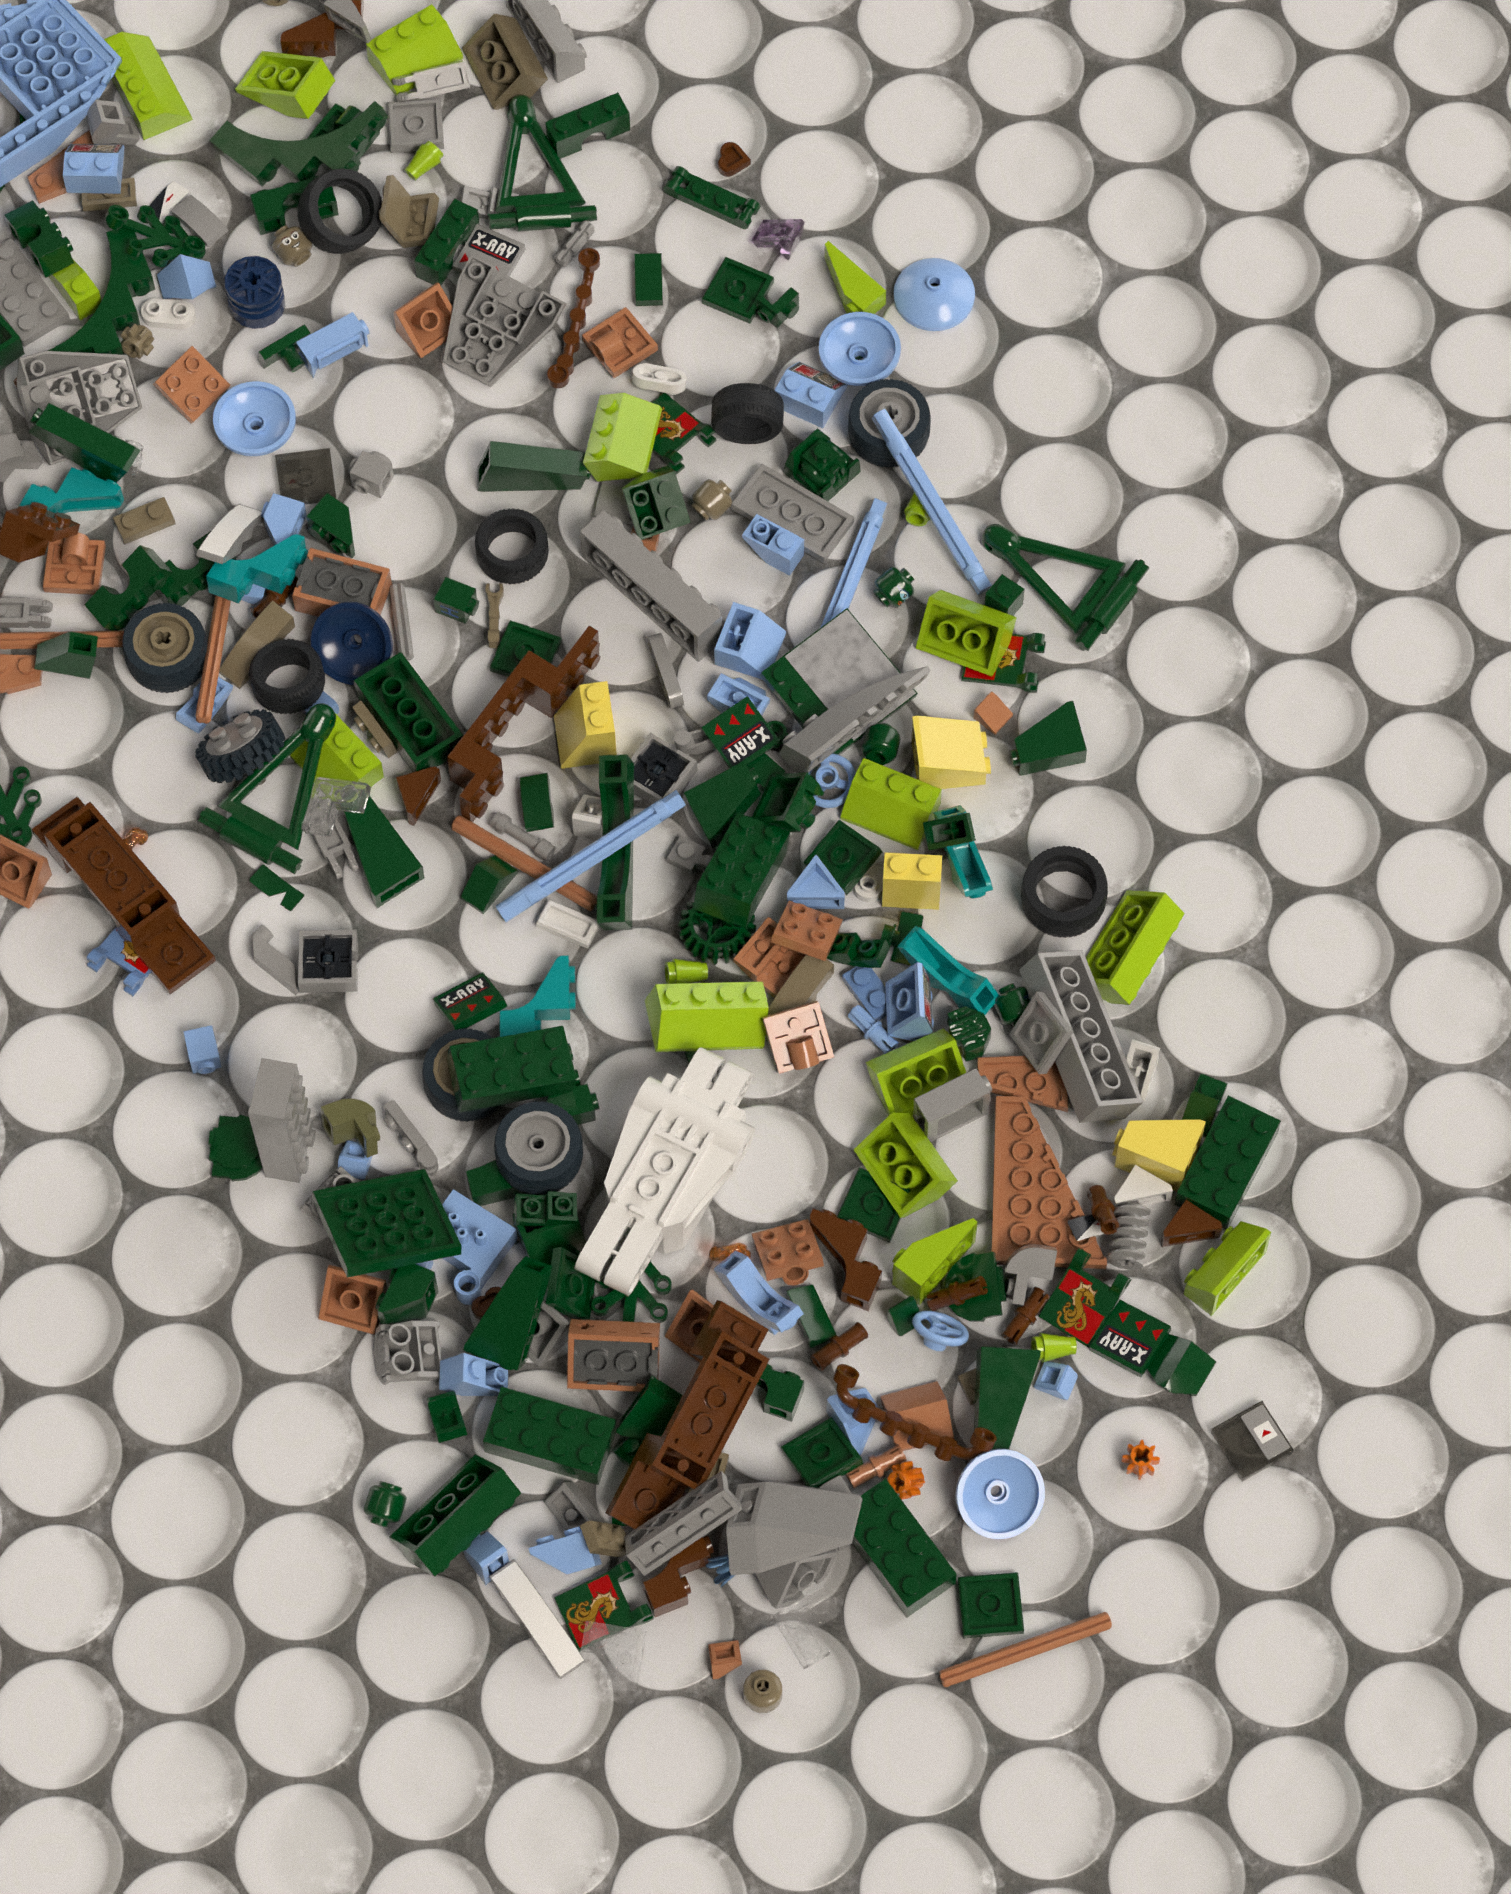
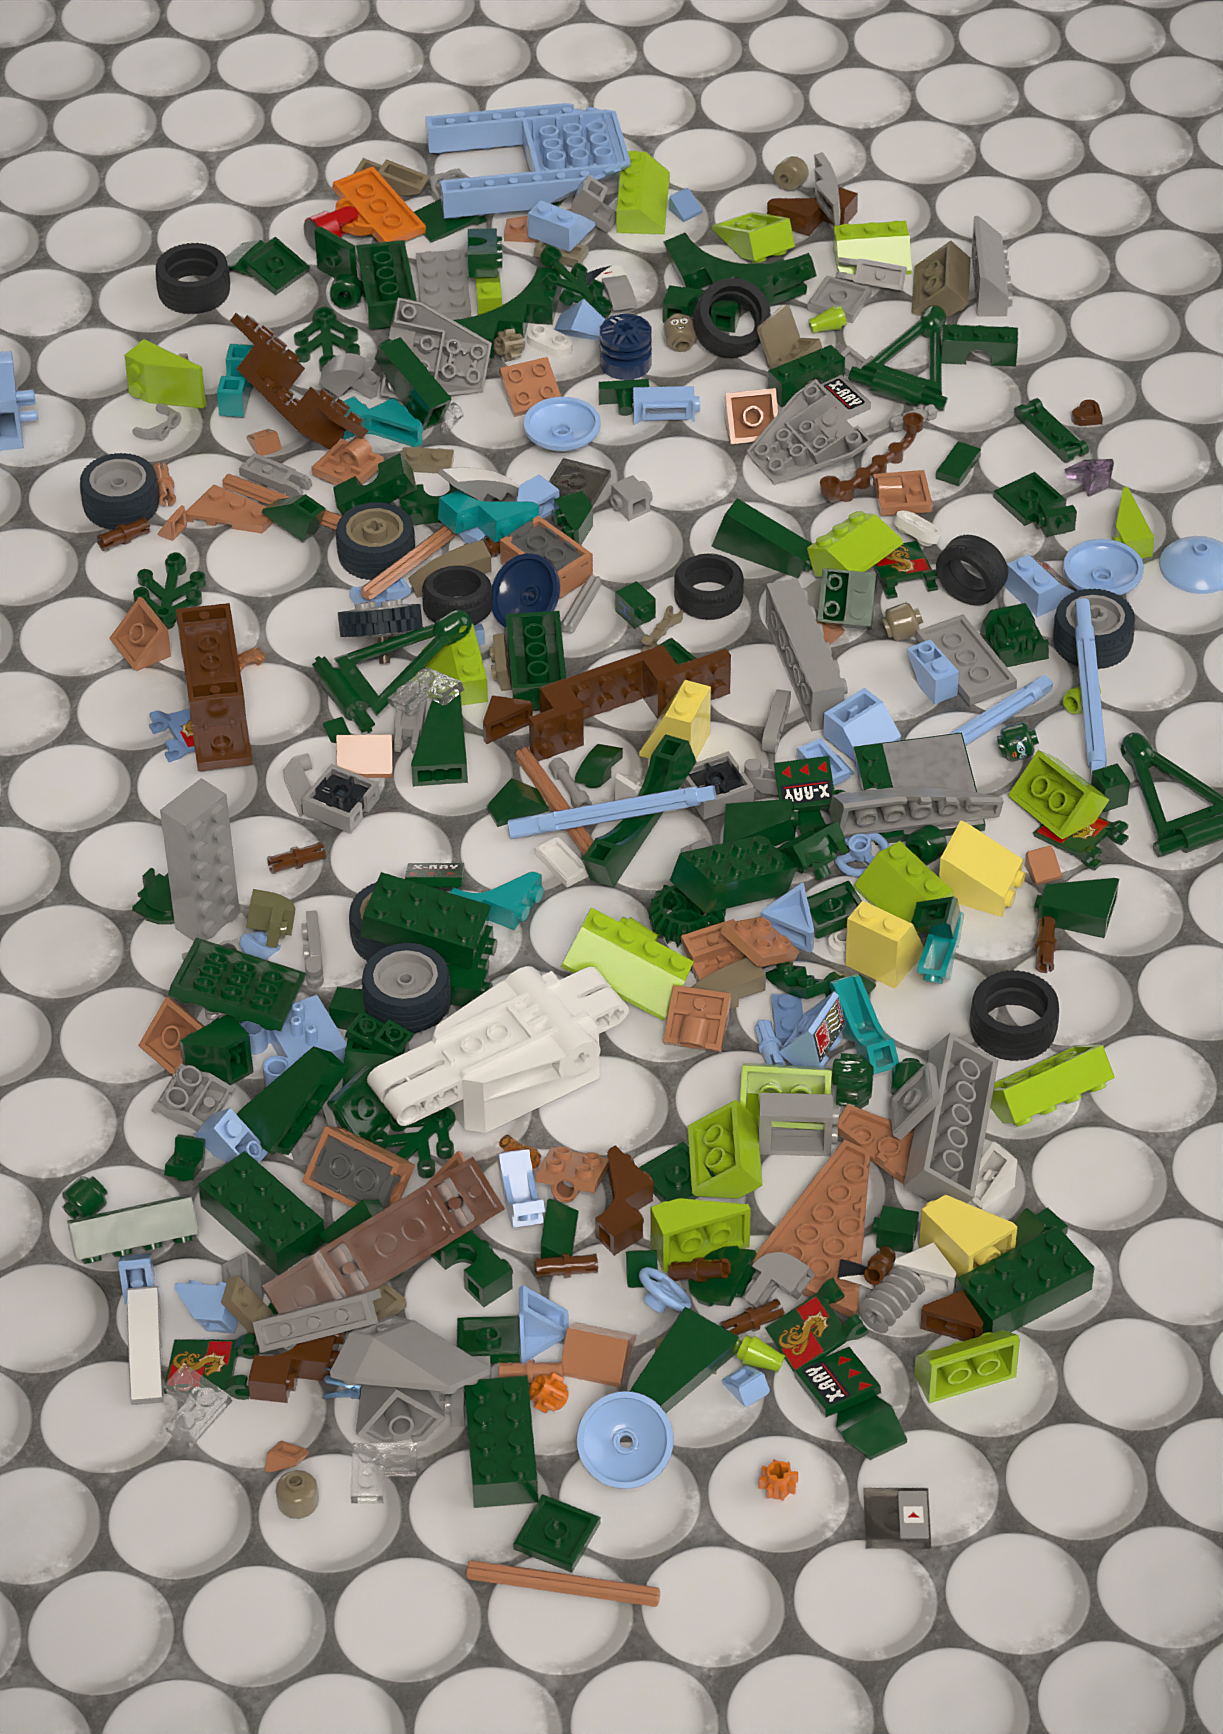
camera: 30 degrees right, 20 degrees down
(193, 76) = (684, 205): none -> medium blue slope
(313, 896) = (366, 755): none -> slope
(328, 1045) = (296, 857): none -> reddish brown pin
(891, 1422) = (565, 1335): reddish brown bar -> none
(1044, 799) = (1045, 944): none -> reddish brown pin
(1091, 1163) = (896, 1229): none -> dark green brick

